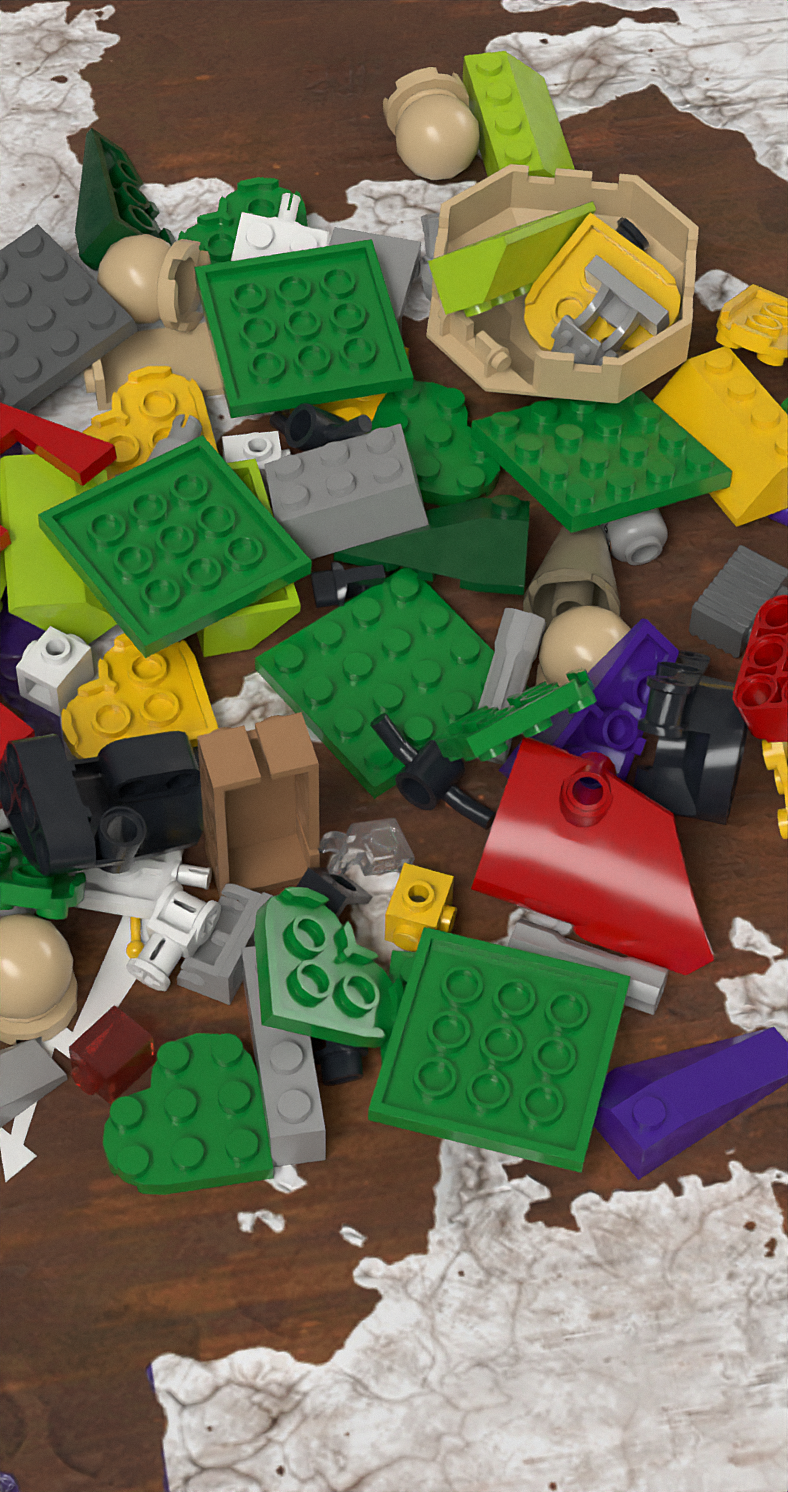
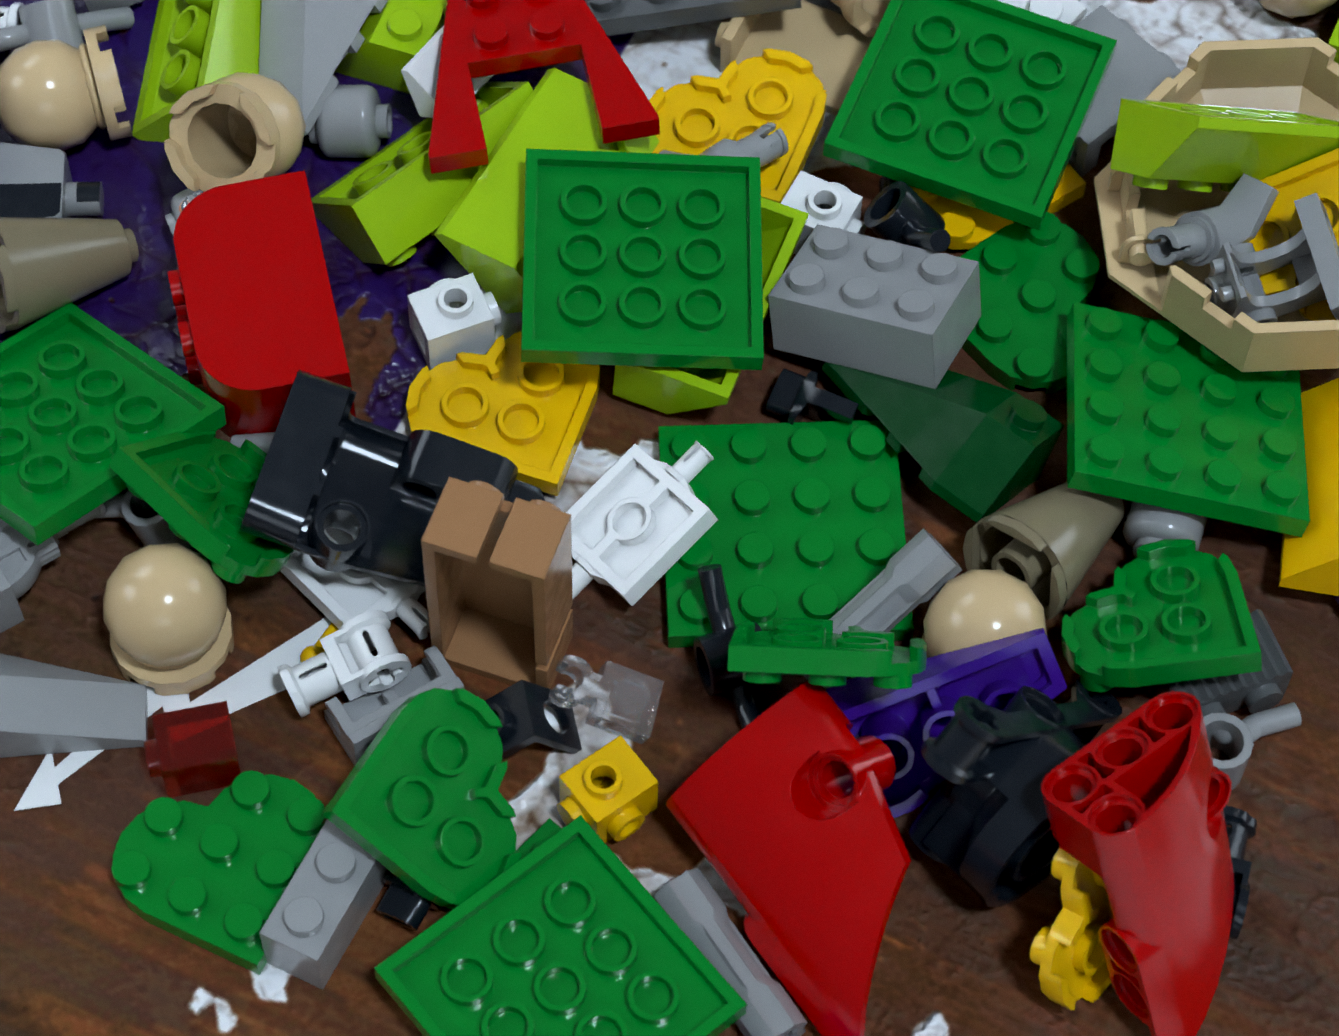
camera: 35 degrees right, 5 degrees up
(322, 701) = (638, 522): none -> white plate
(536, 321) = (1201, 233): none -> light grey arm
(697, 580) = (1163, 622): none -> green plate

